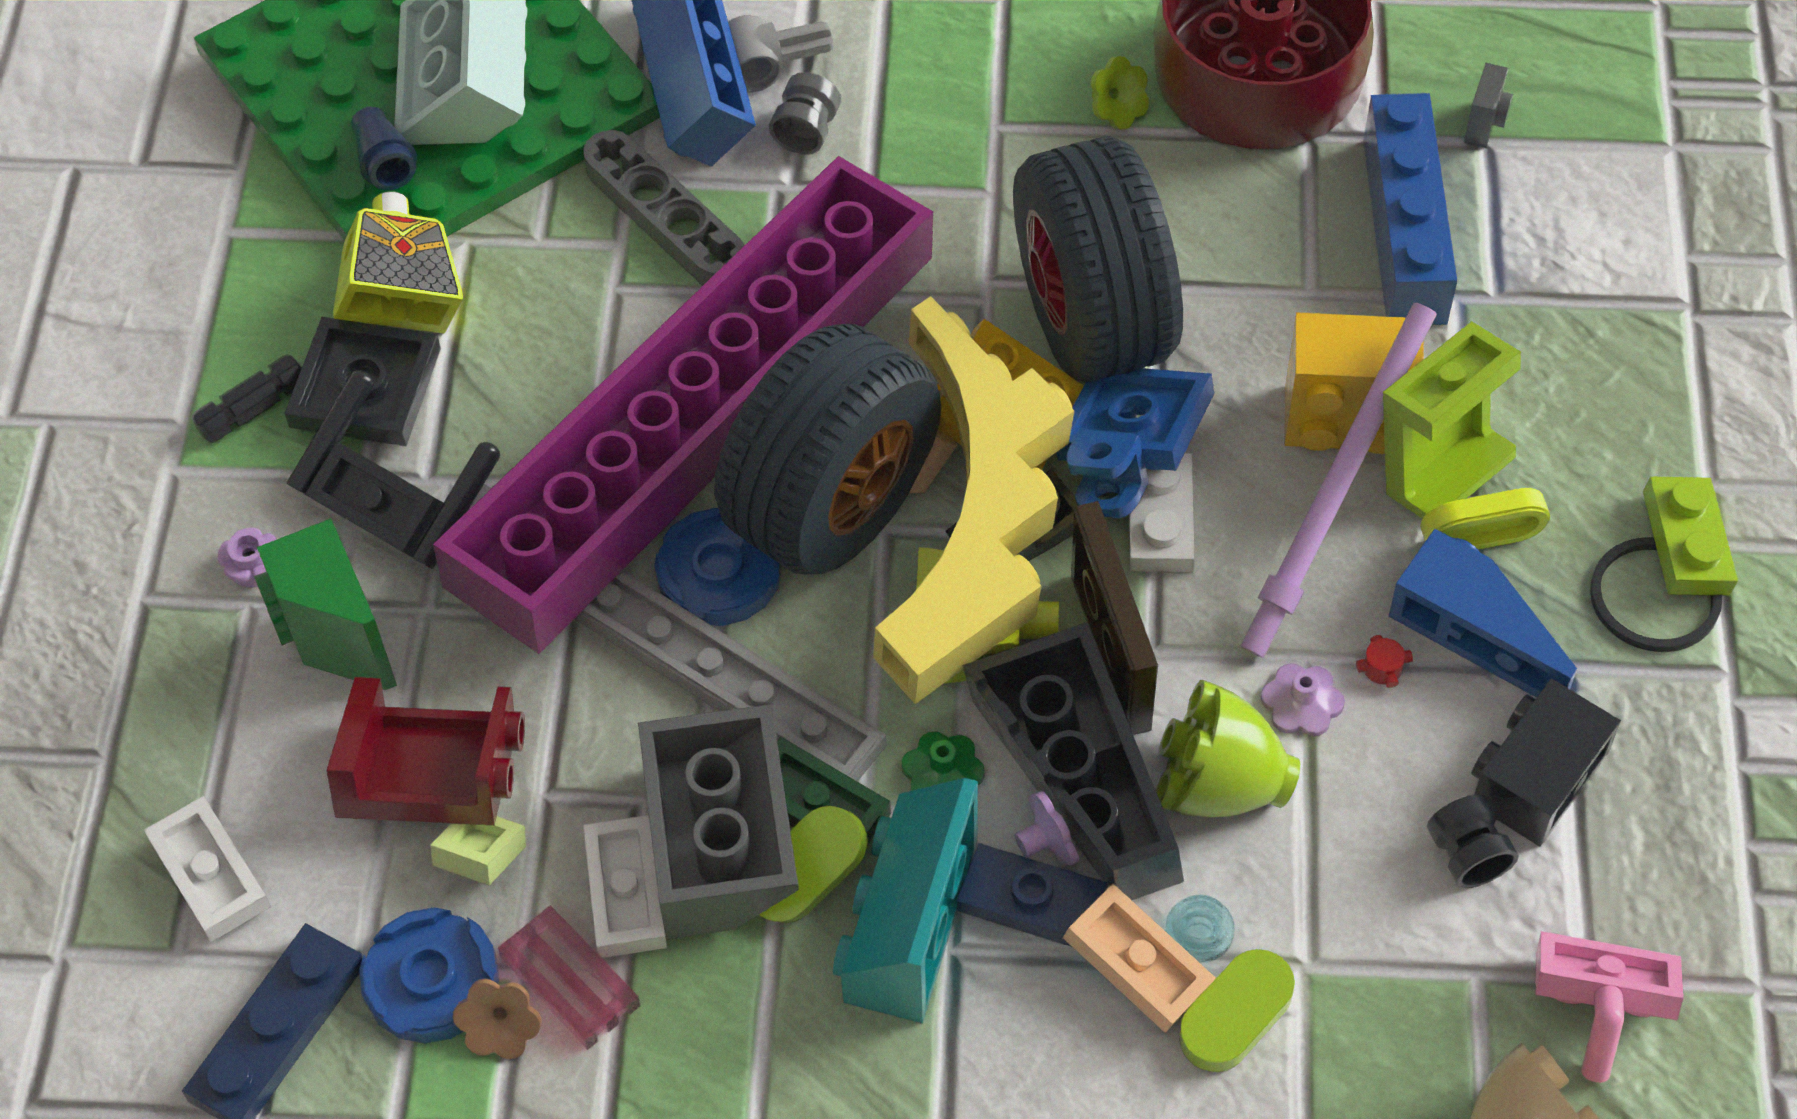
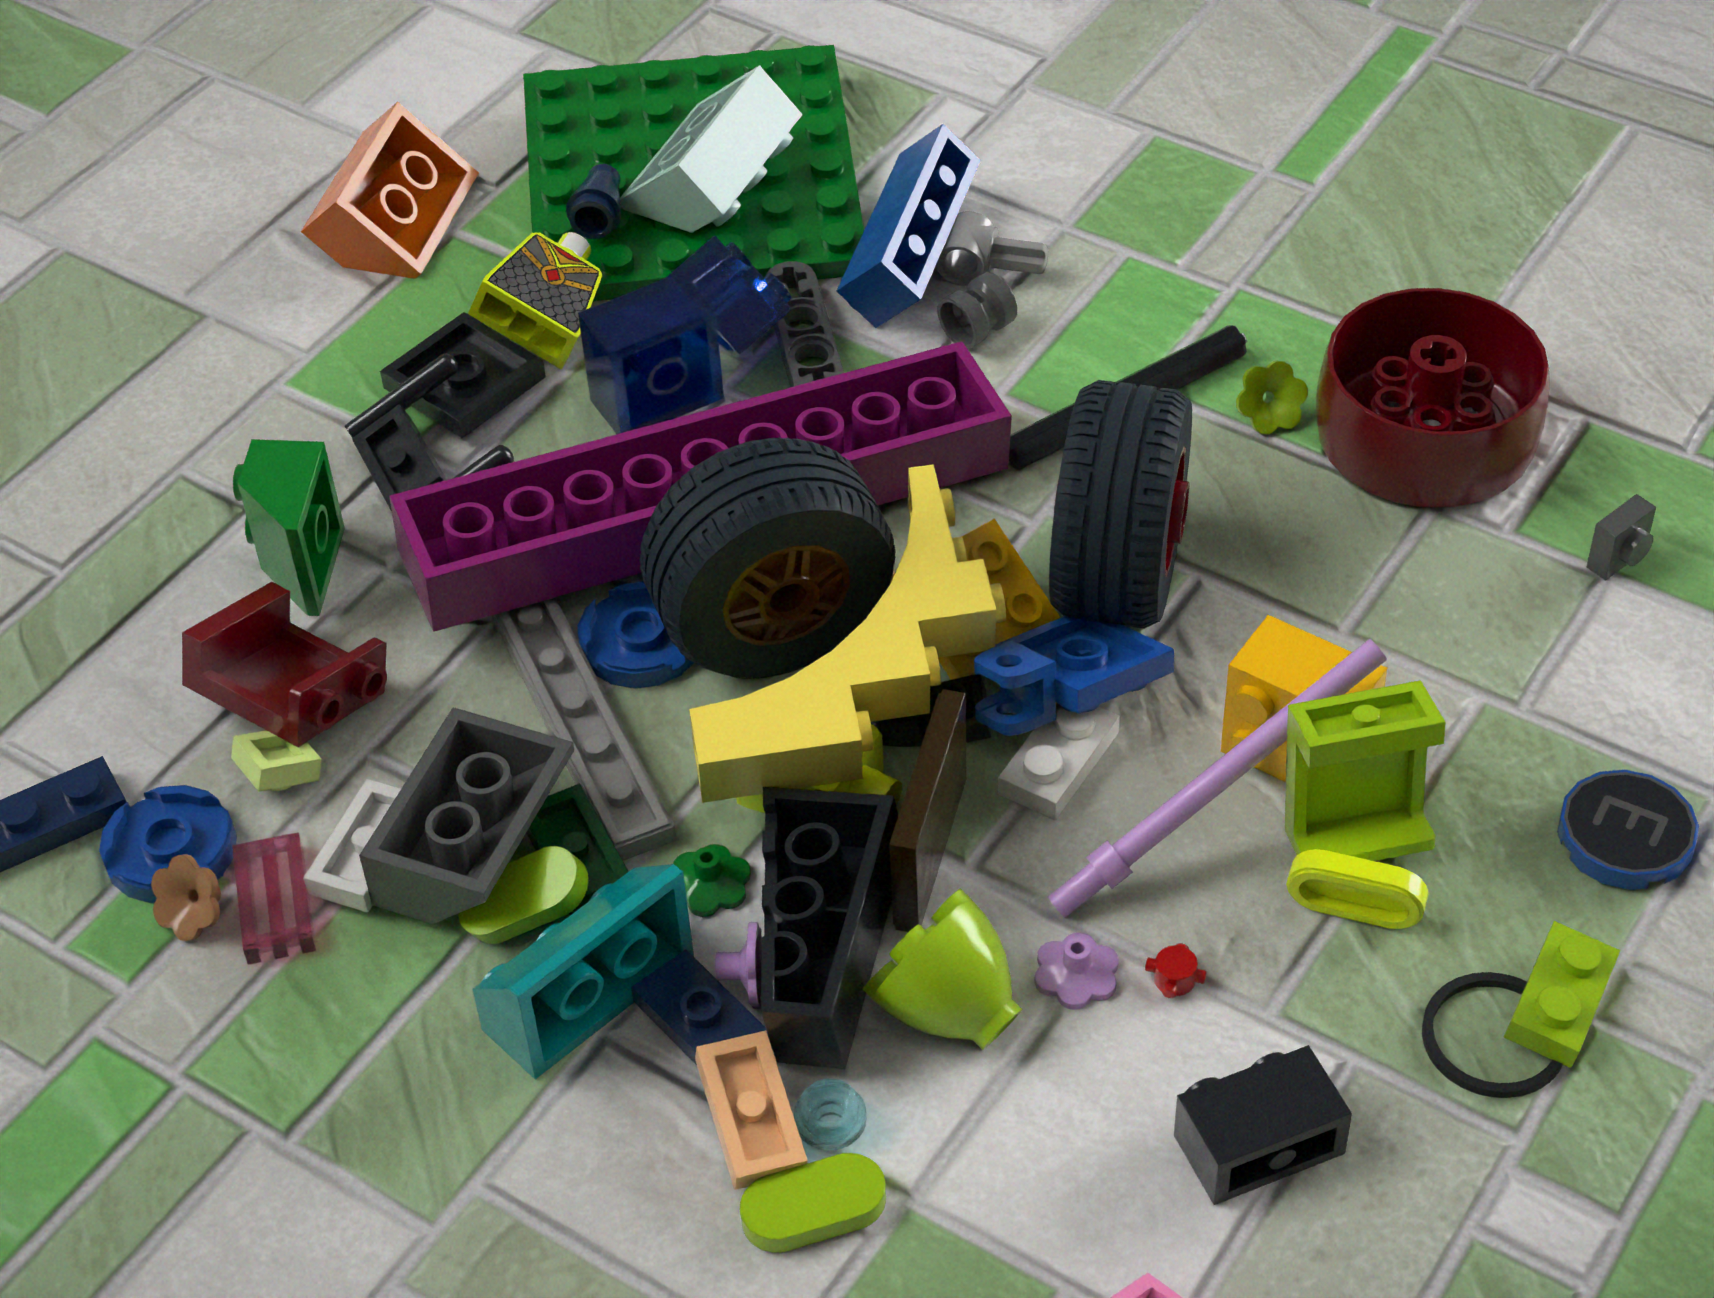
camera: 30 degrees right, 10 degrees down
(150, 224) = (391, 198): none -> orange slope
(207, 868) = (62, 682): white plate -> none
(247, 399) = (362, 353): black axle -> none
(550, 287) = (652, 354): none -> clear blue brick
(575, 197) = (743, 298): none -> clear blue brick
(991, 138) = (1169, 372): none -> black axle
(1409, 205) = (1476, 592): blue brick -> none
(1472, 841) = (1136, 1167): black wheel -> none
(1475, 611) = (1282, 951): blue slope -> none
(1647, 367) = (1628, 829): none -> black tile

